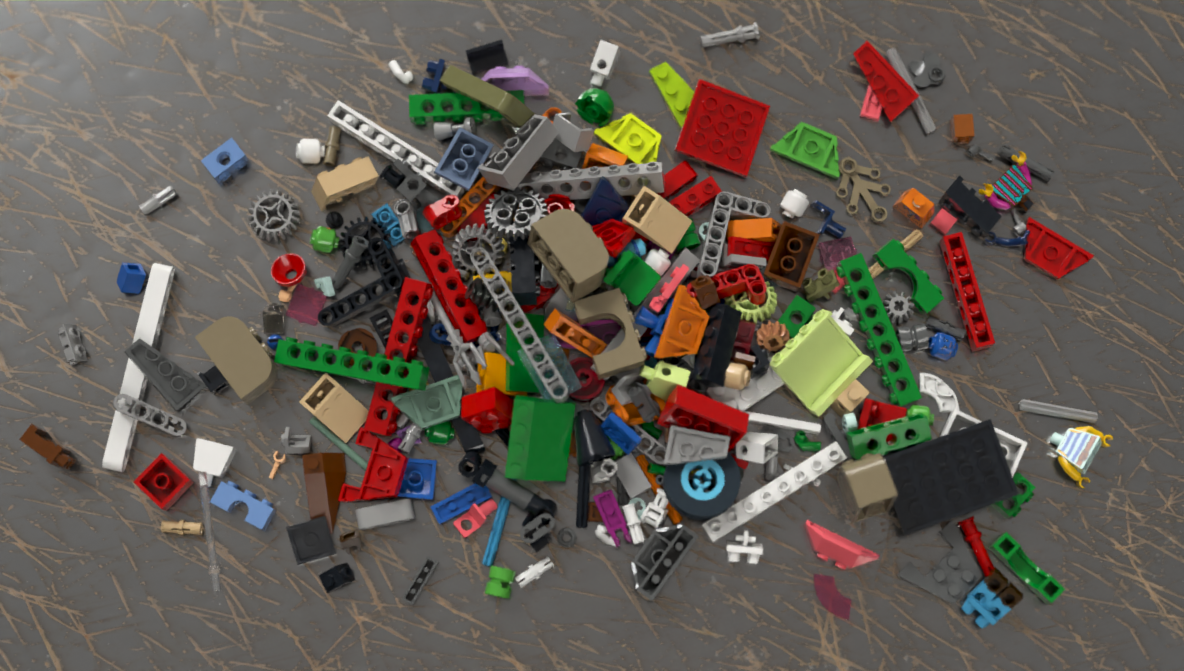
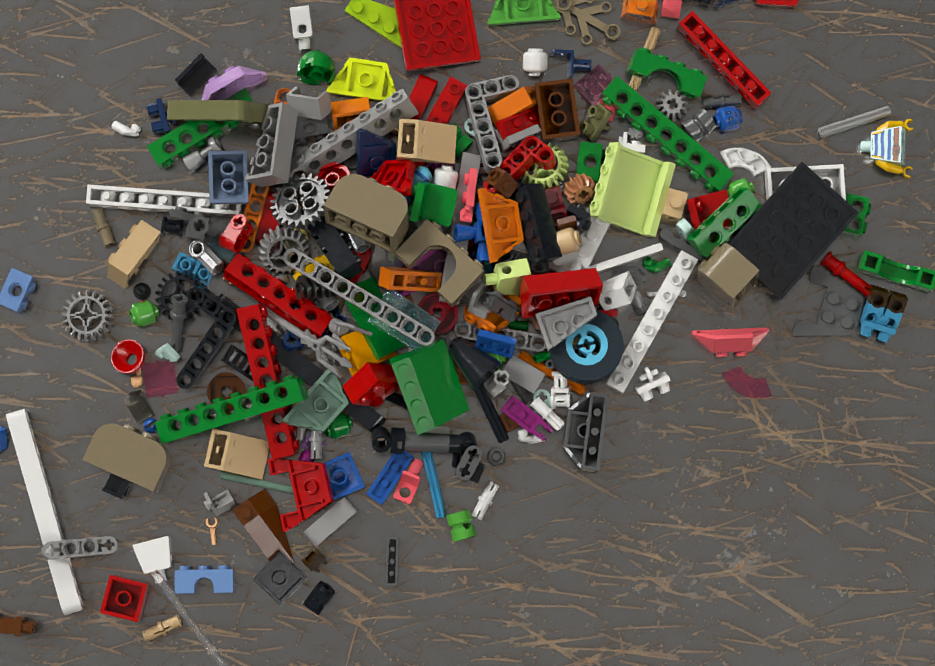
camera: 30 degrees left, 5 degrees up
(168, 378) = (73, 506): dark grey wing -> none
(309, 151) = (86, 242): white head -> none

